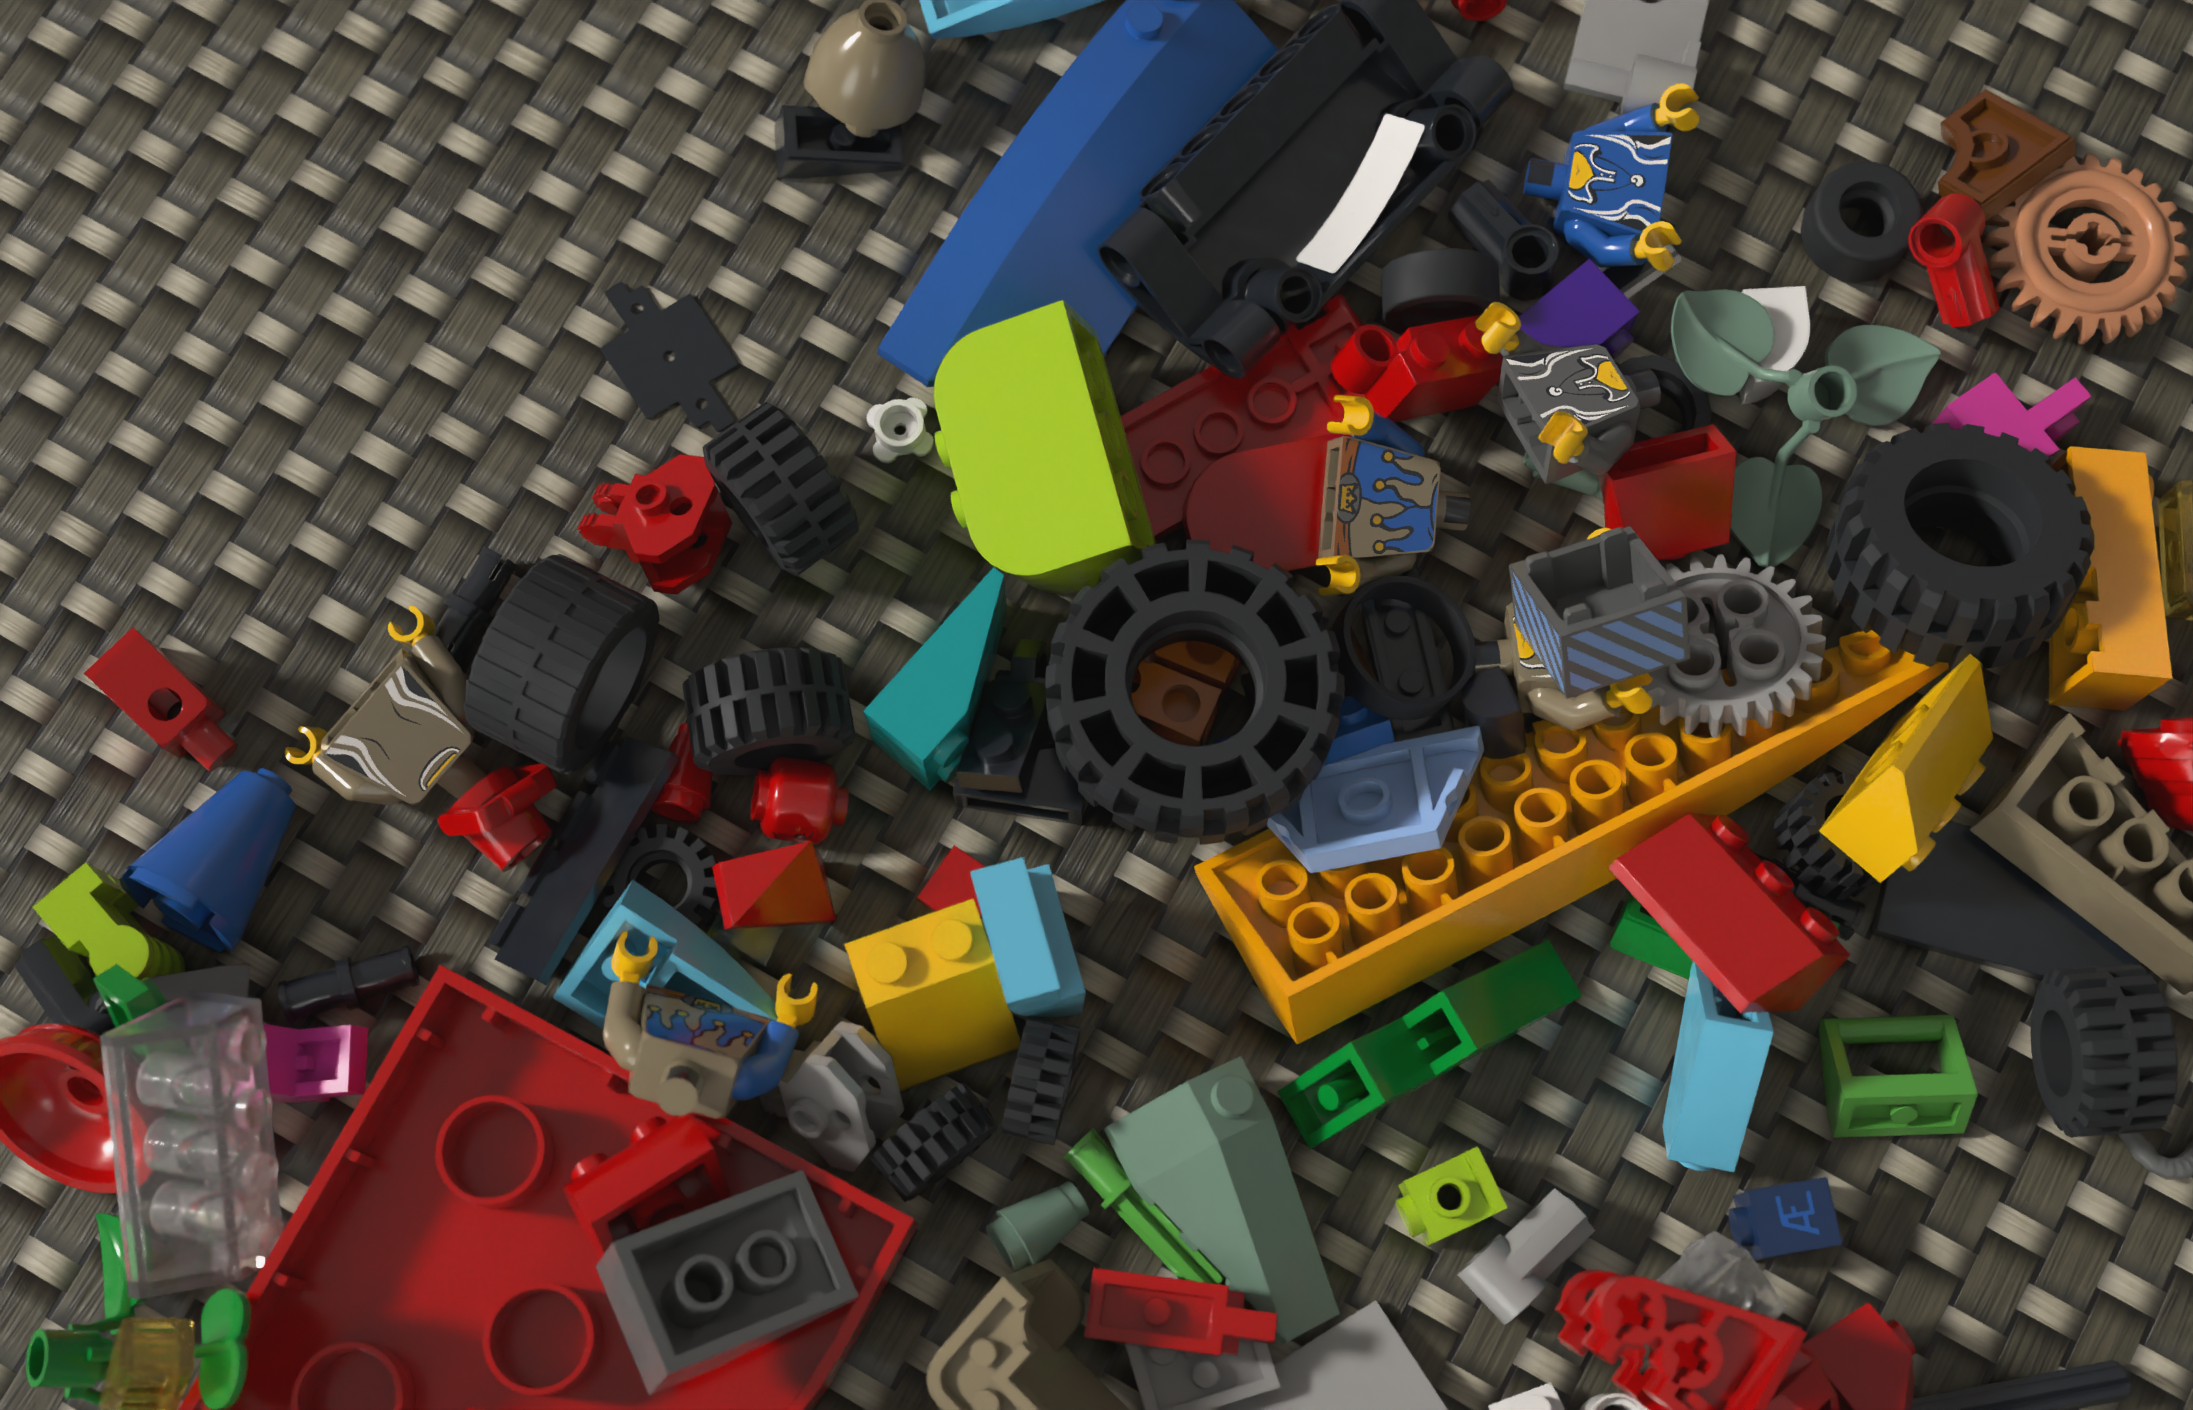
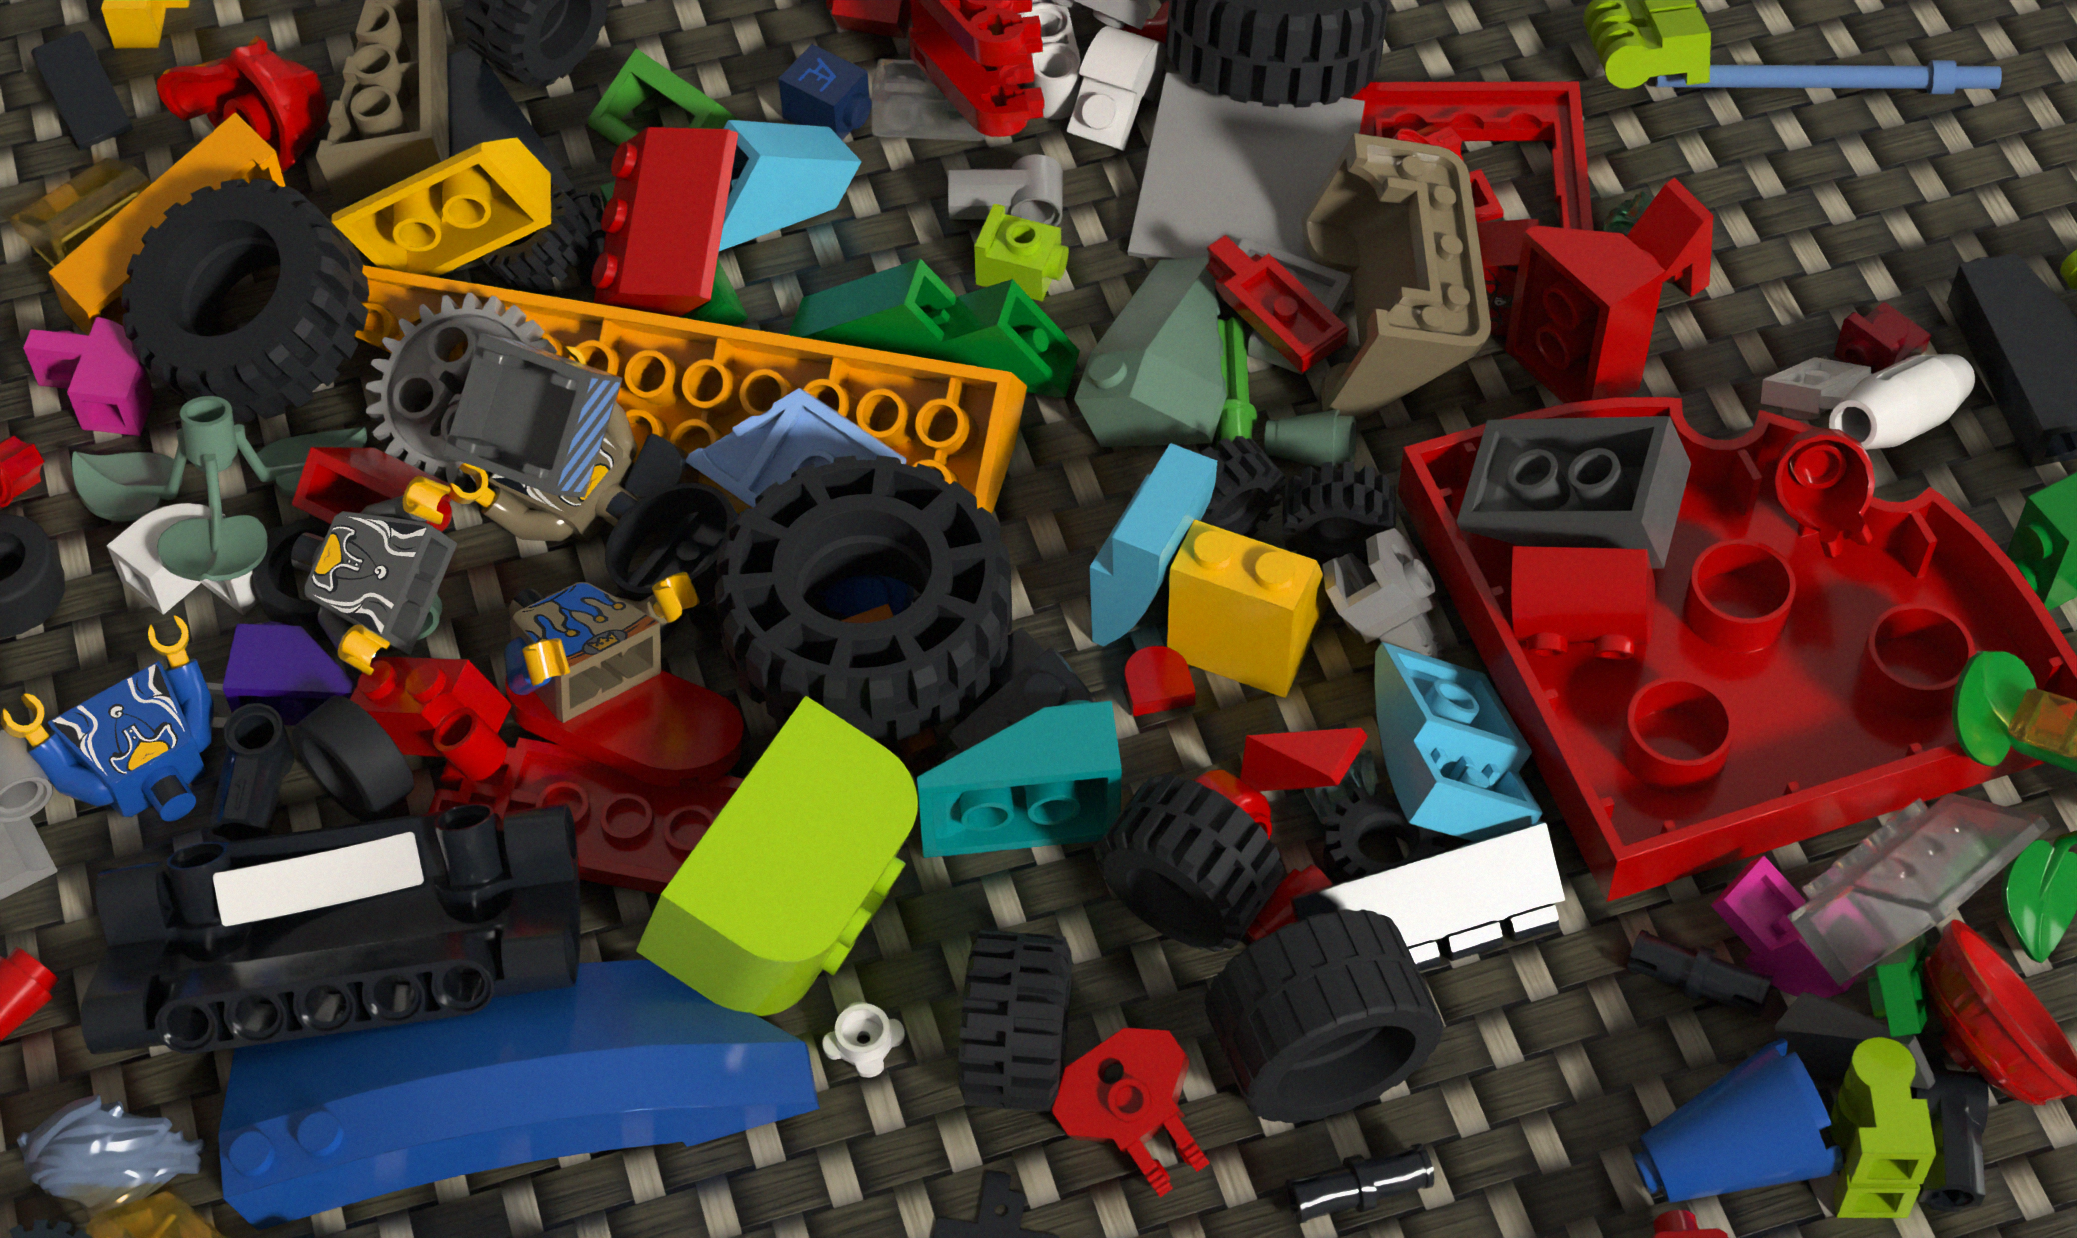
camera: 135 degrees left, 20 degrees down
(400, 730) = (1505, 1106): dark tan torso -> none
(501, 814) = (1475, 987): red piece -> none
(692, 1049) = (1465, 651): torso -> none

